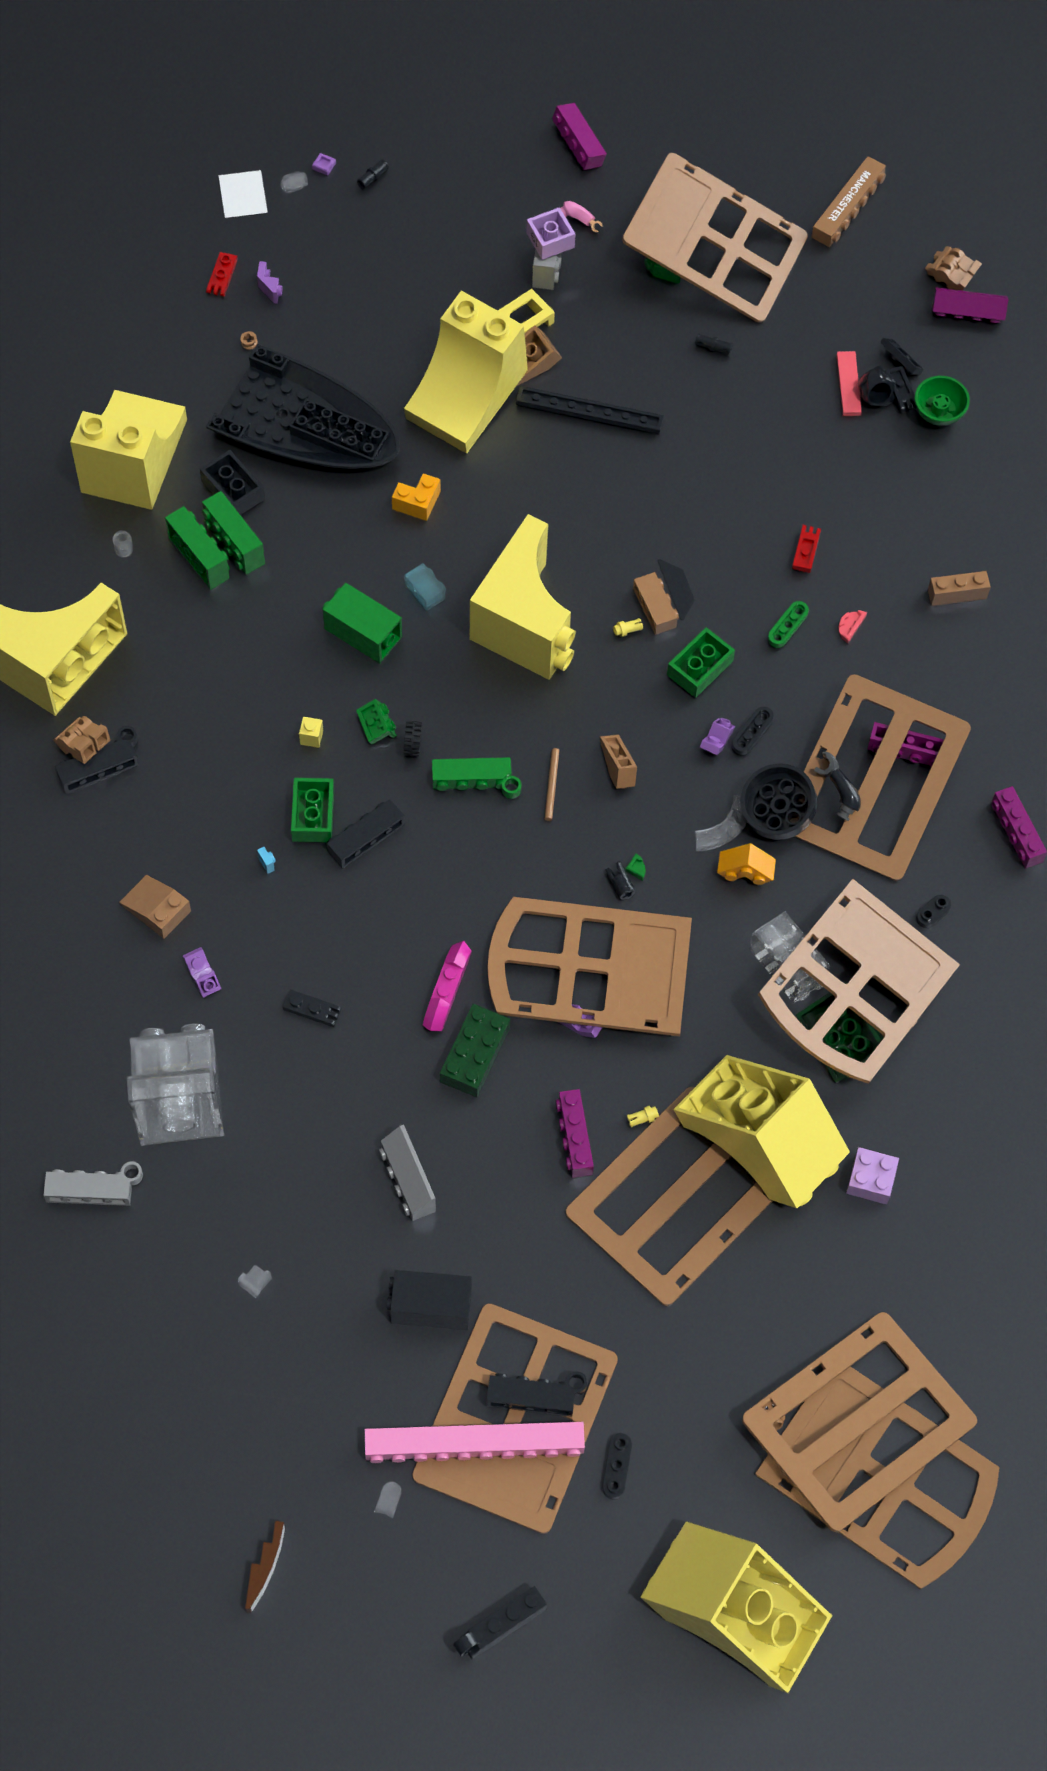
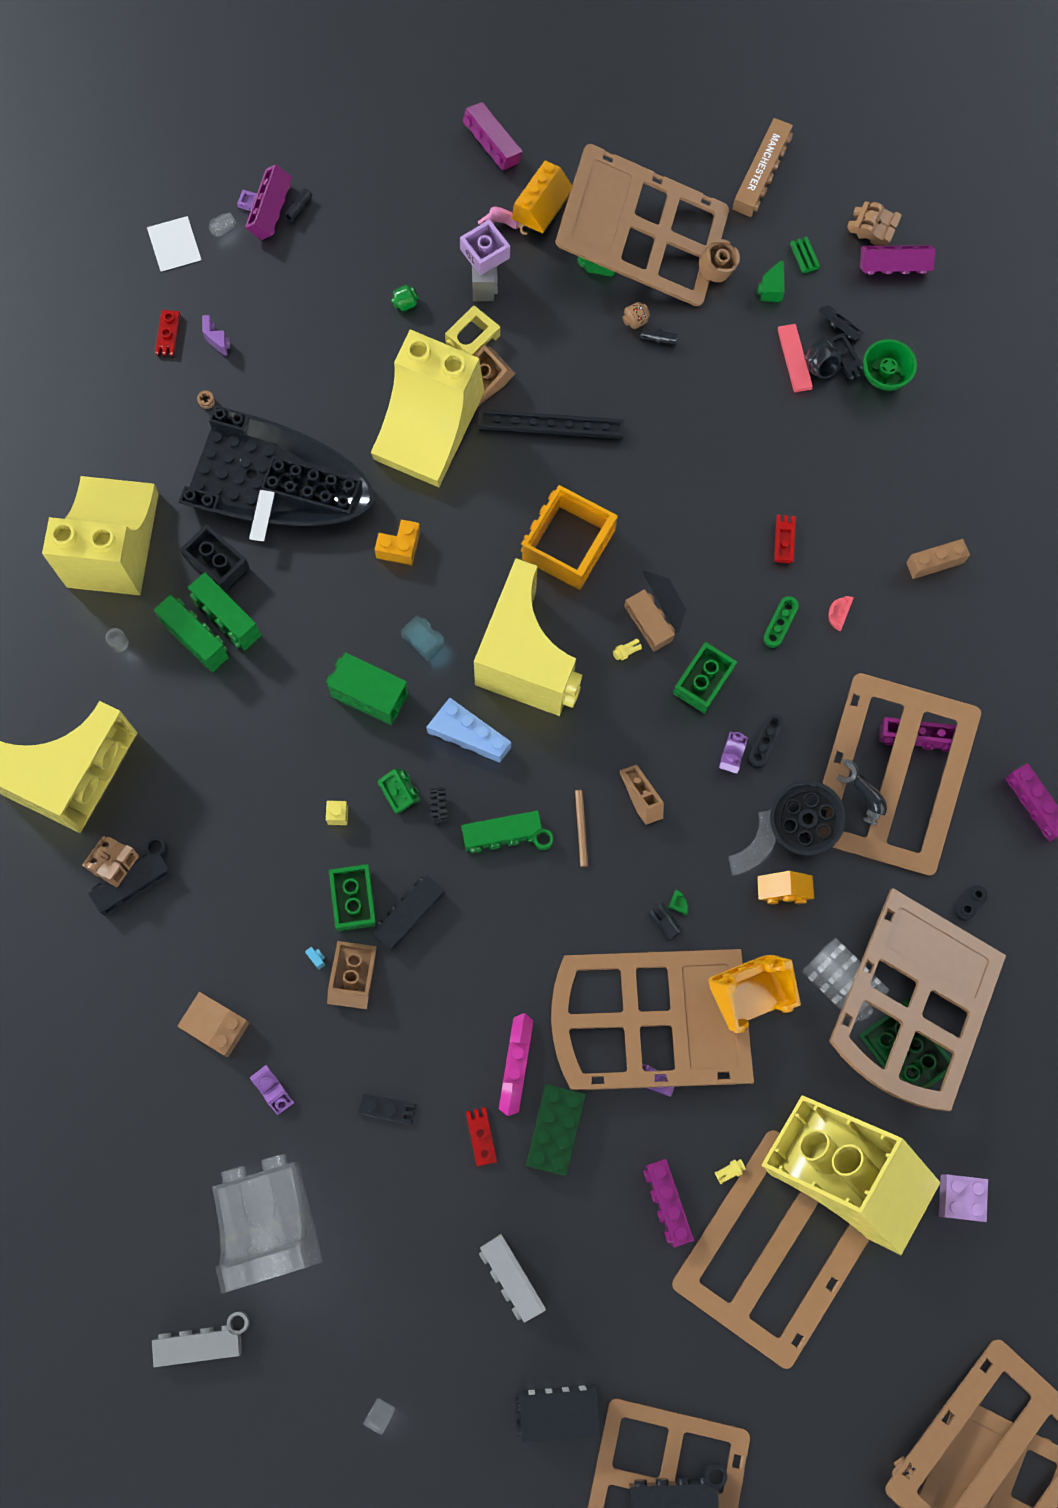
camera: 10 degrees left, 10 degrees up
(285, 450) = (261, 515): none -> white sticker
(298, 881) = (351, 975): none -> medium nougat slope
(344, 167) = (268, 202): none -> magenta brick
(400, 1049) = (481, 1138): none -> red hinge
(451, 674) = (463, 728): none -> light blue wedge
(464, 273) = (405, 298): none -> green head
(604, 488) = (583, 509): none -> light orange window
(617, 199) = (542, 197): none -> light orange slope
(694, 321) = (636, 315): none -> medium nougat head
(698, 953) = (755, 990): none -> light orange windscreen
(786, 281) = (719, 261): none -> medium nougat brick
(838, 311) = (772, 284): none -> green slope
(875, 278) = (805, 241): none -> green tile

